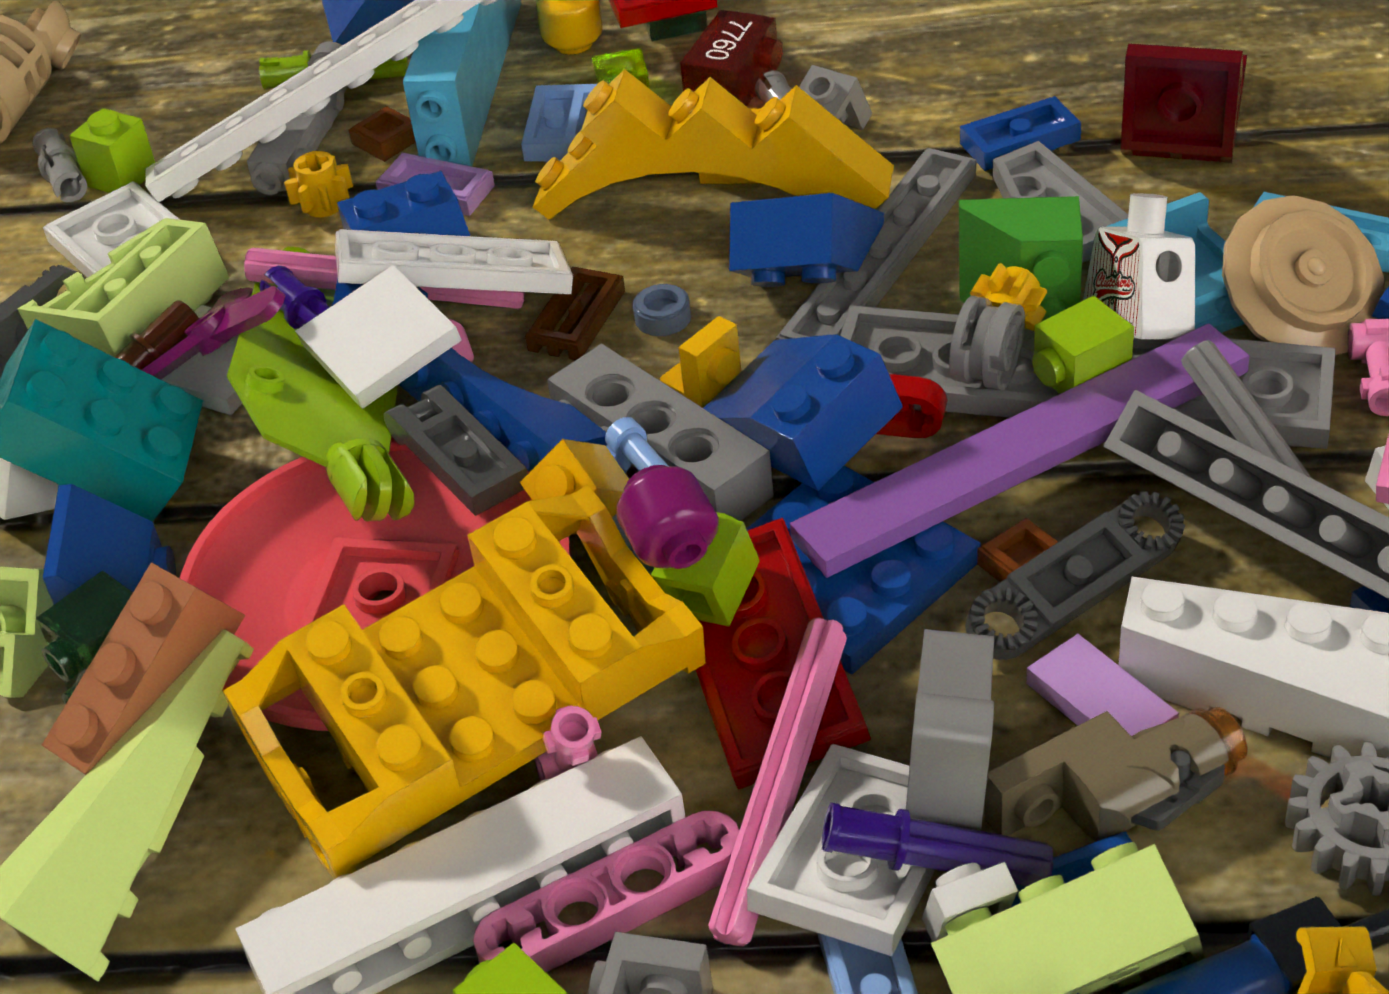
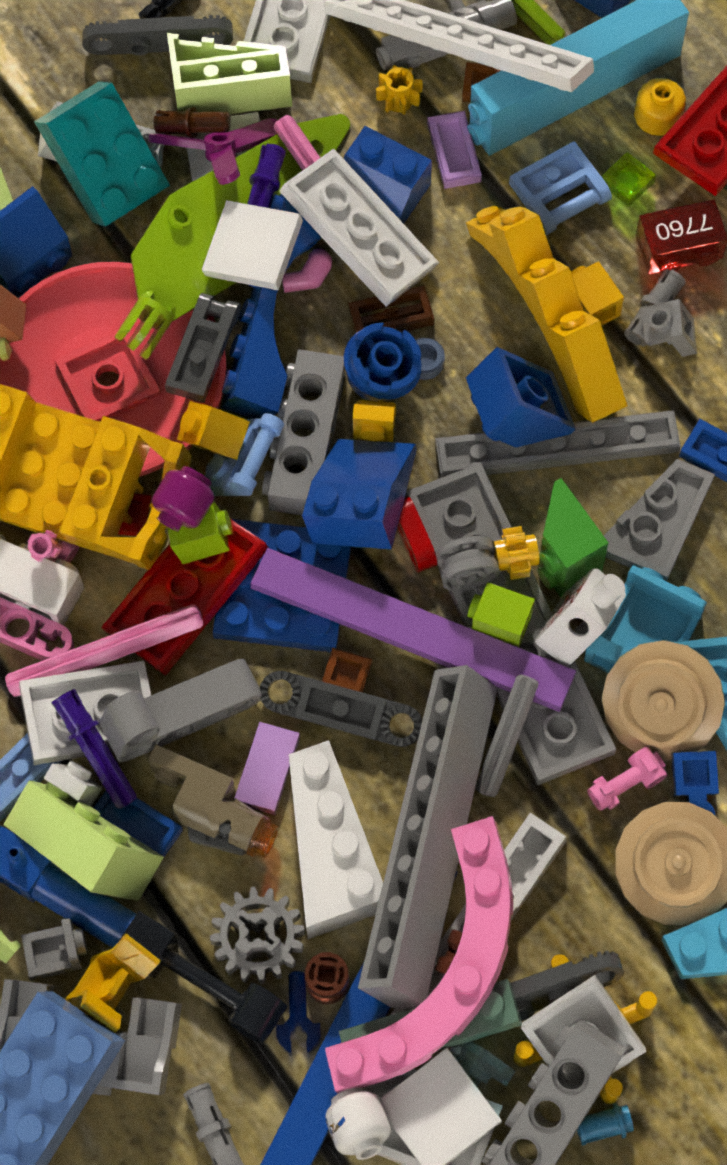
camera: 50 degrees right, 25 degrees up
(644, 318) = (382, 363): none -> blue cone

